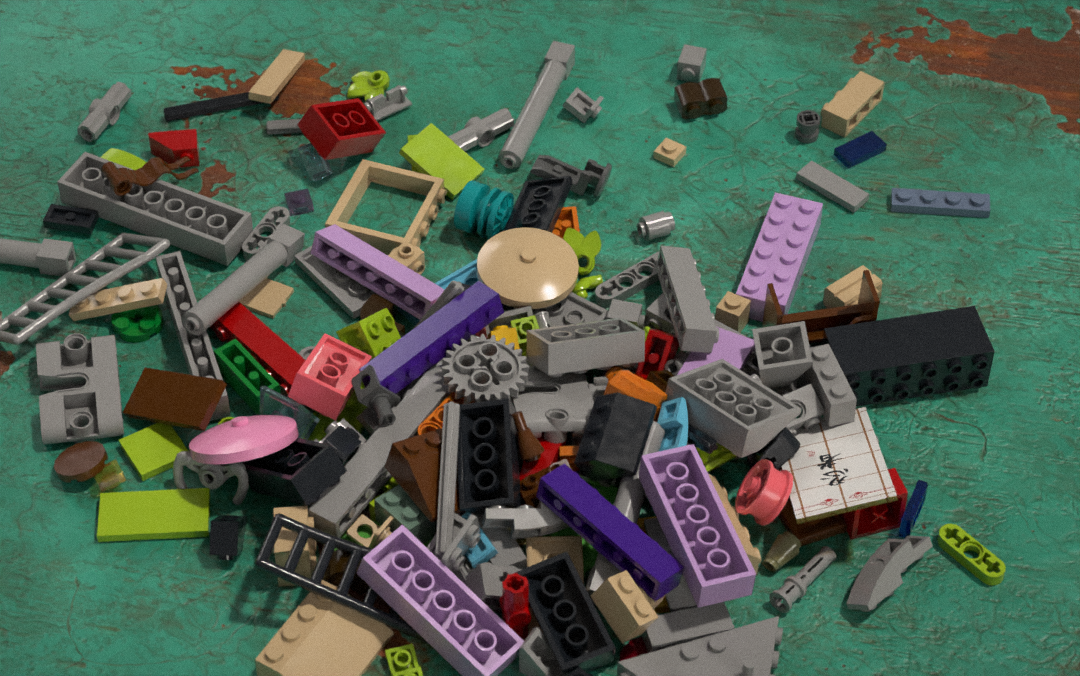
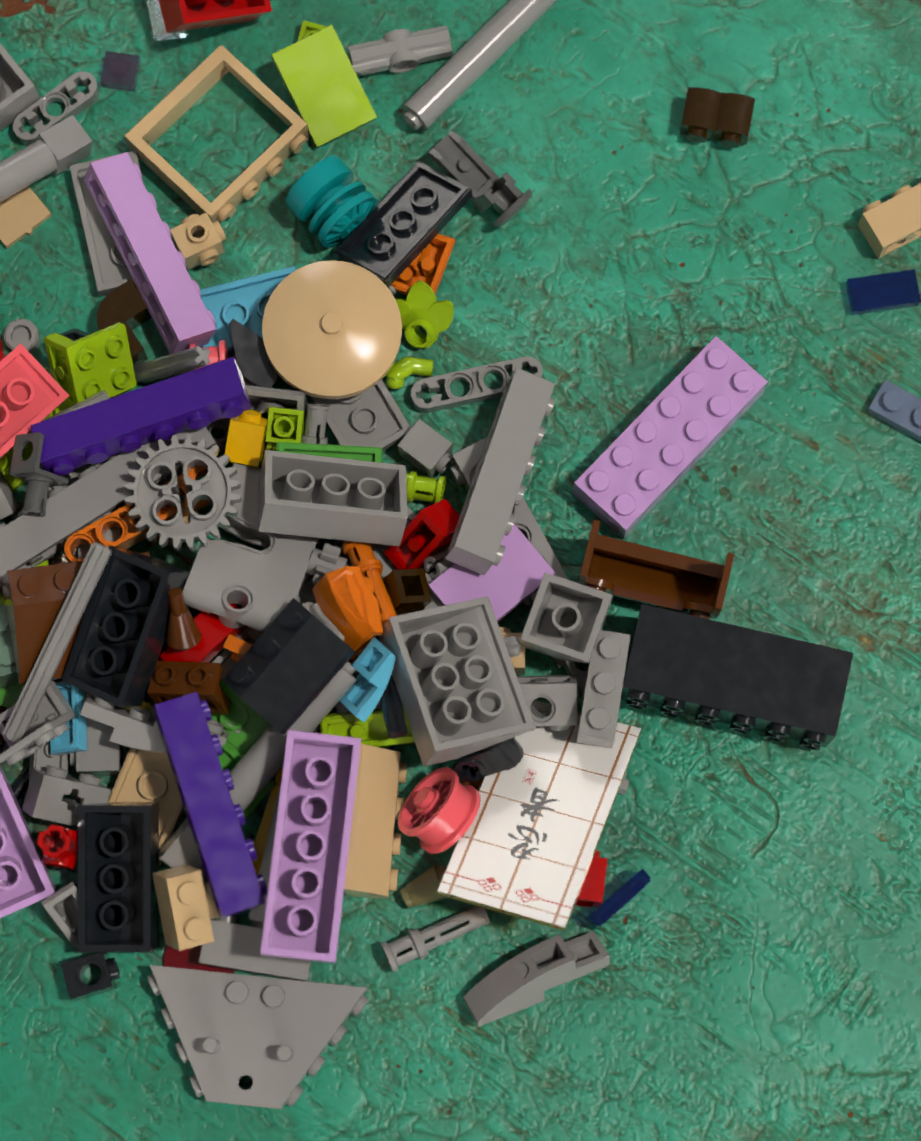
camera: 25 degrees right, 30 degrees up
(582, 105) = (556, 61): light grey bracket -> none
(655, 225) = (544, 311): light grey brick -> none
(669, 152) = (631, 188): tan plate -> none
(691, 63) = (737, 49): light grey brick -> none
(733, 311) = (562, 502): tan brick -> none
(807, 126) = (828, 233): dark grey wheel -> none
(832, 186) = (811, 340): light grey tile -> none
(847, 289) = (735, 531): tan brick -> none
(975, 565) = (670, 1015): lime beam -> none

